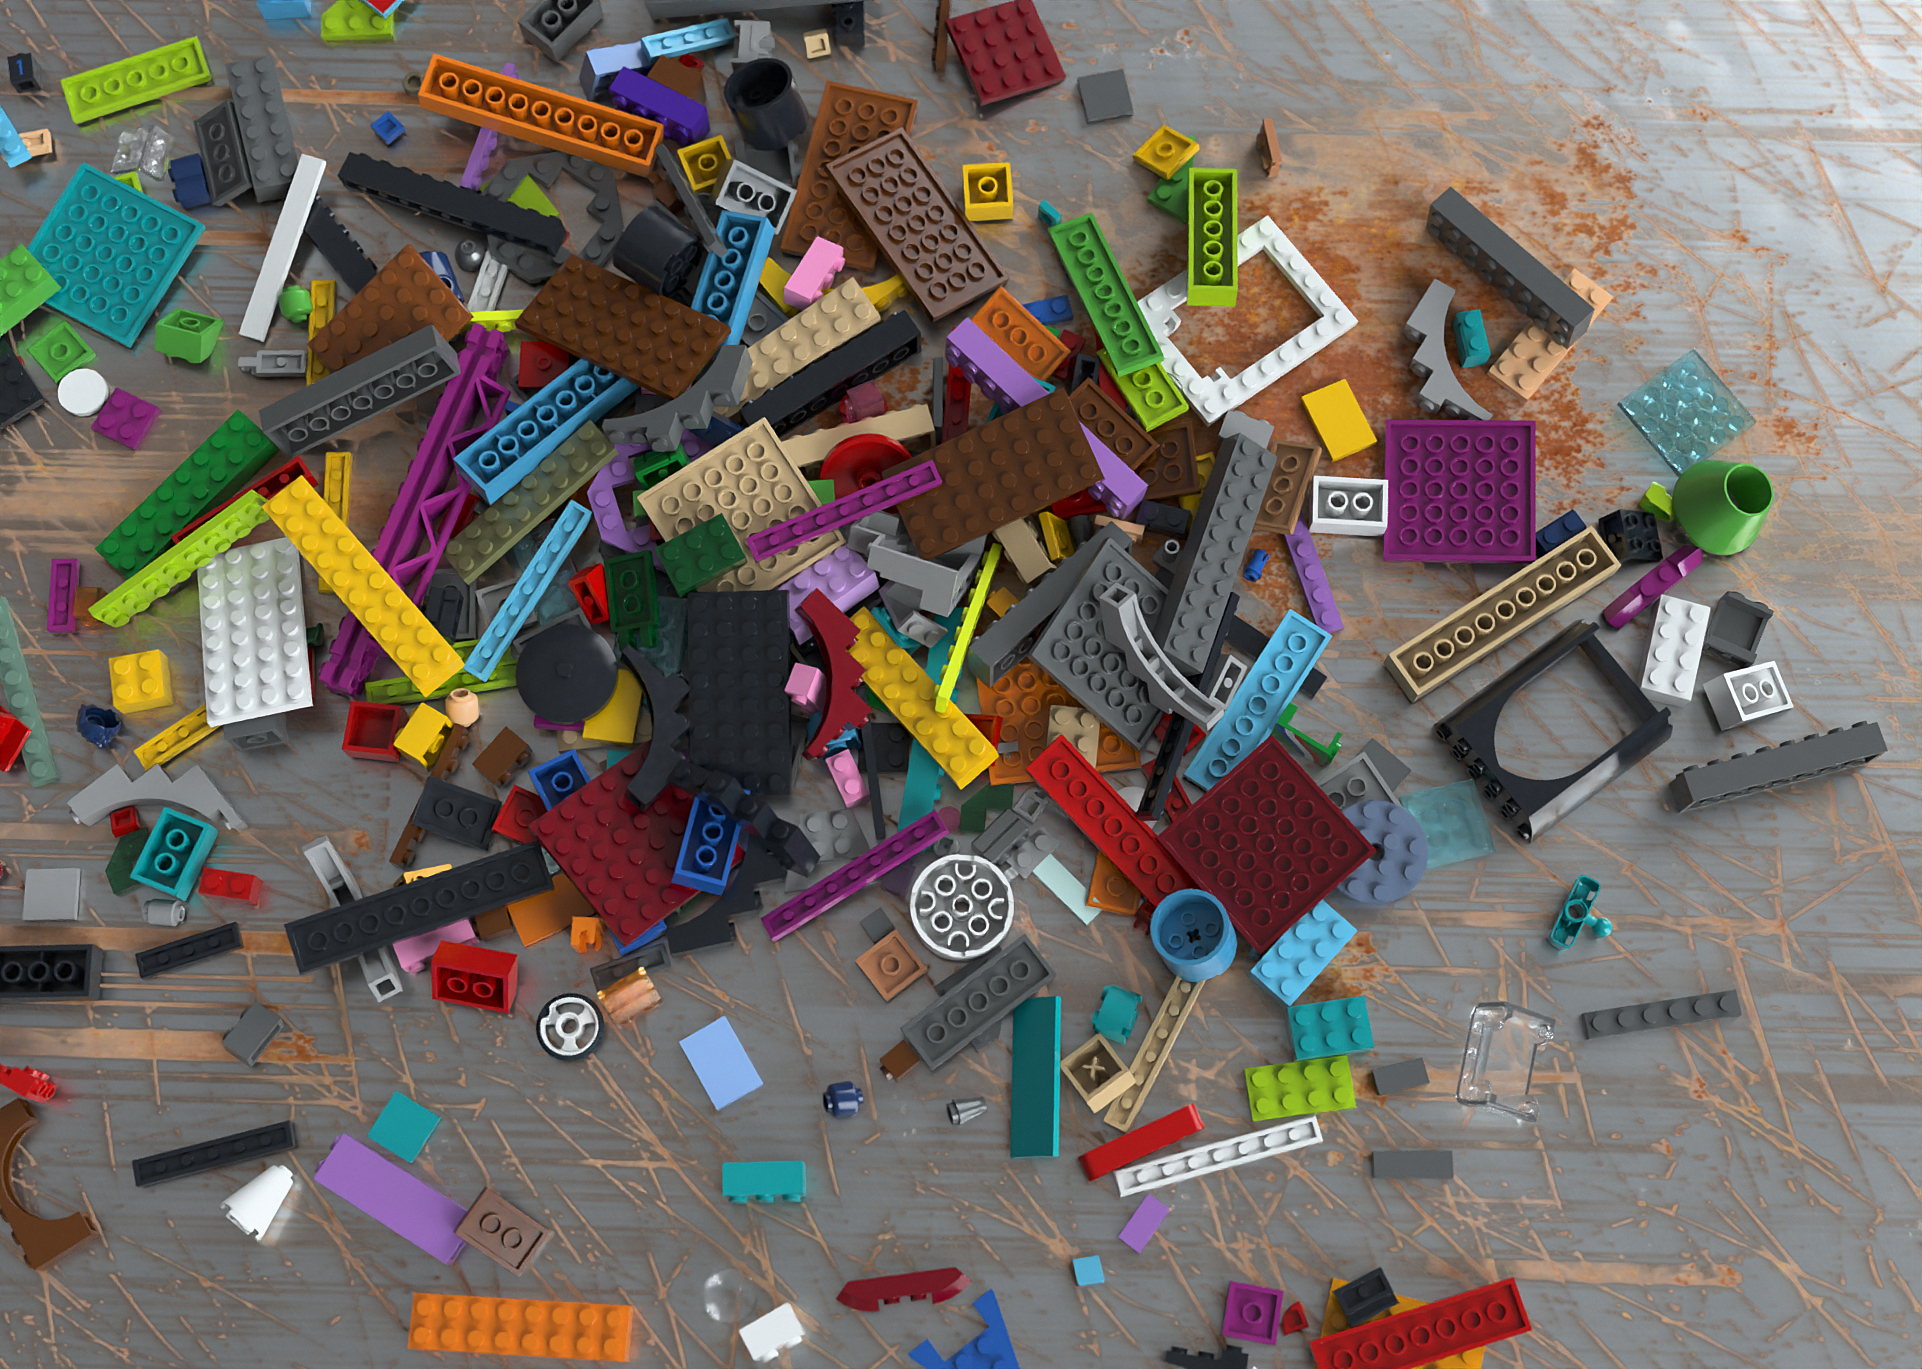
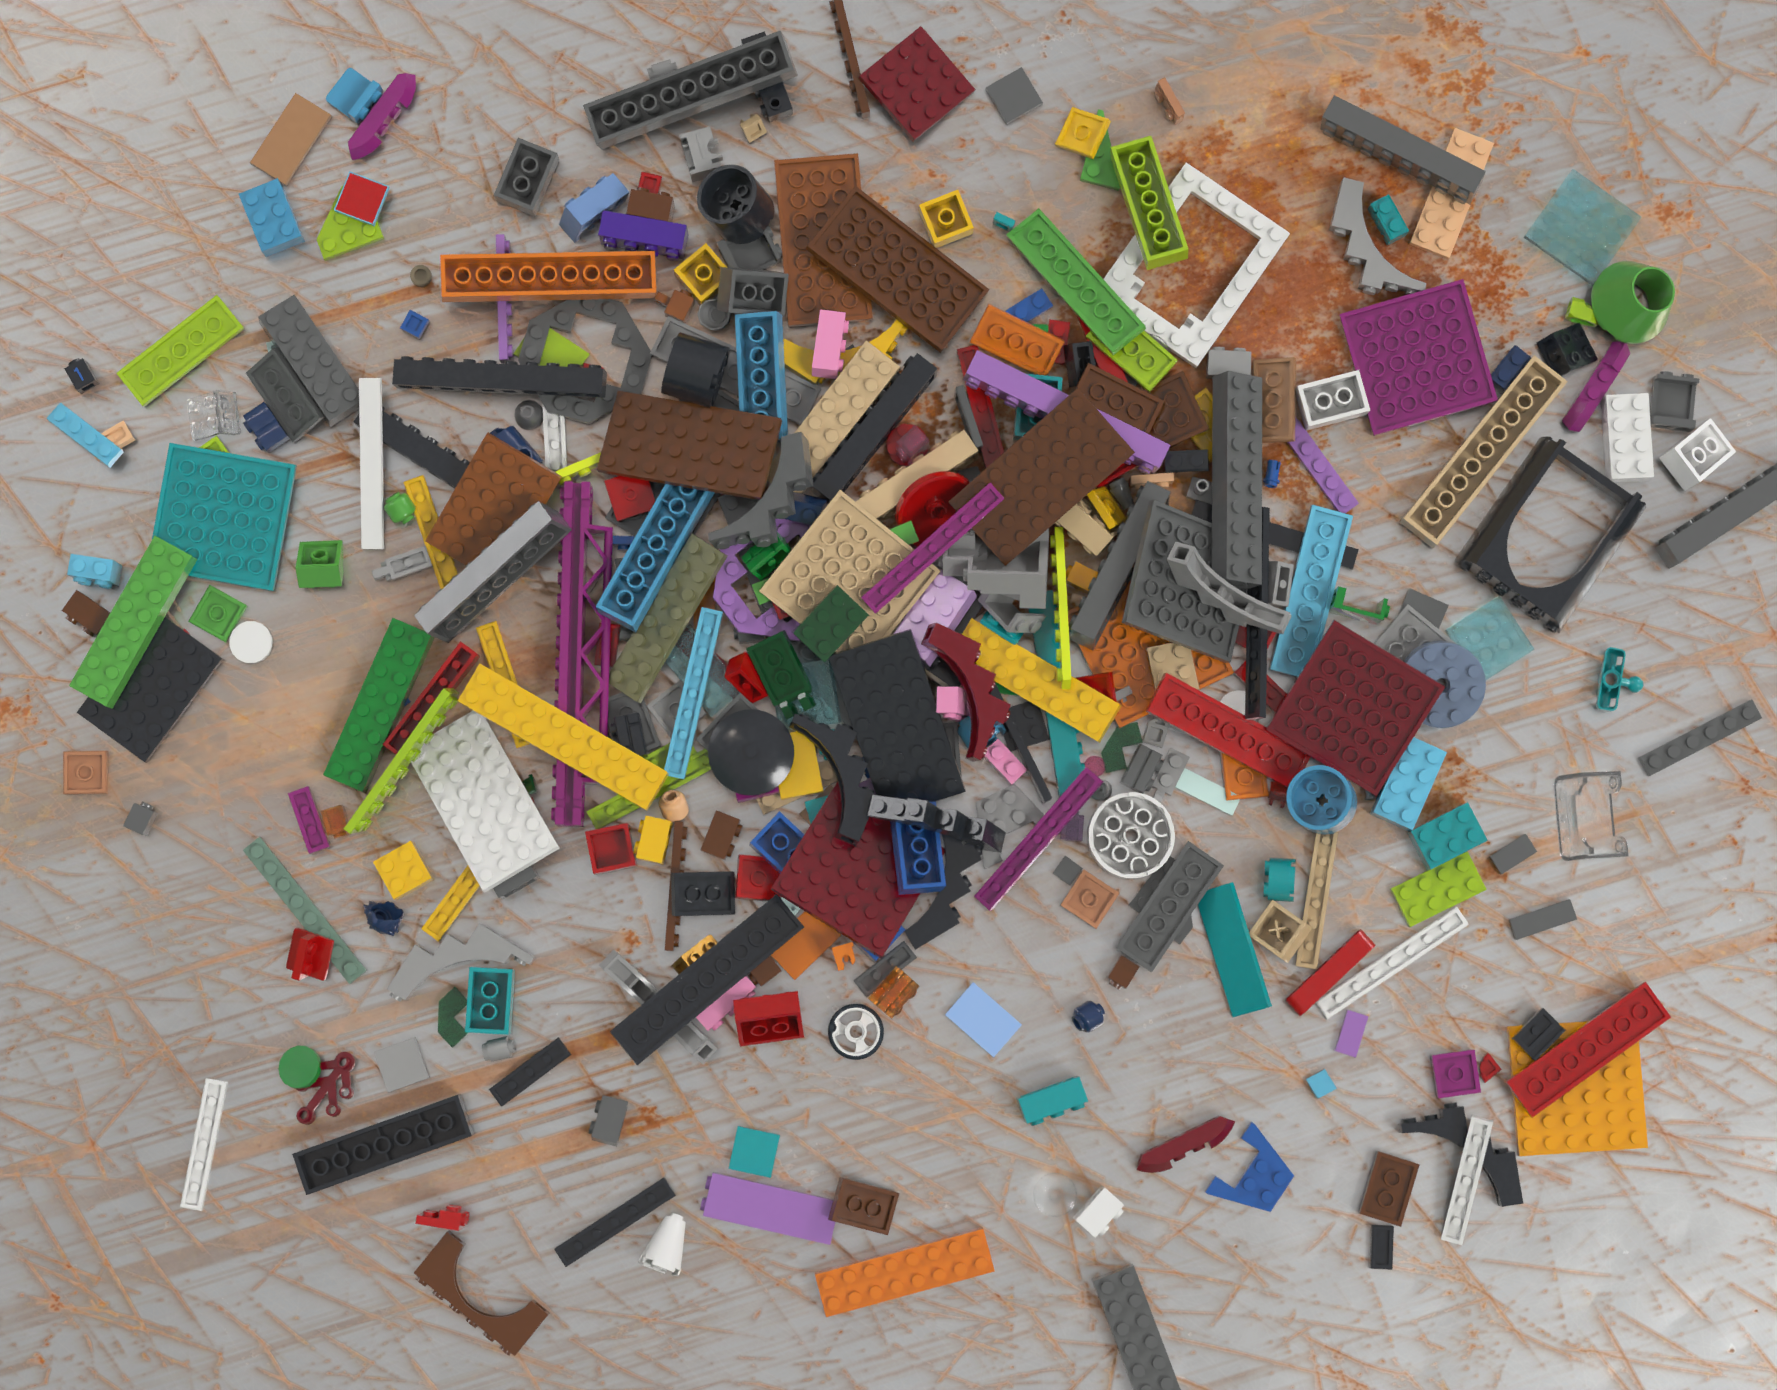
camera: 25 degrees left, 10 degrees up
(124, 821) = (436, 987): red tile -> none
(125, 419) = (296, 653): magenta plate -> none
(230, 886) = (544, 1011): red brick -> none
(688, 39) = (643, 163): medium azure plate -> none
(693, 207) = (698, 309): dark grey plate -> none
(965, 1109) = (1186, 992): dark grey cone -> none
(1338, 420) = (1300, 325): yellow tile -> none

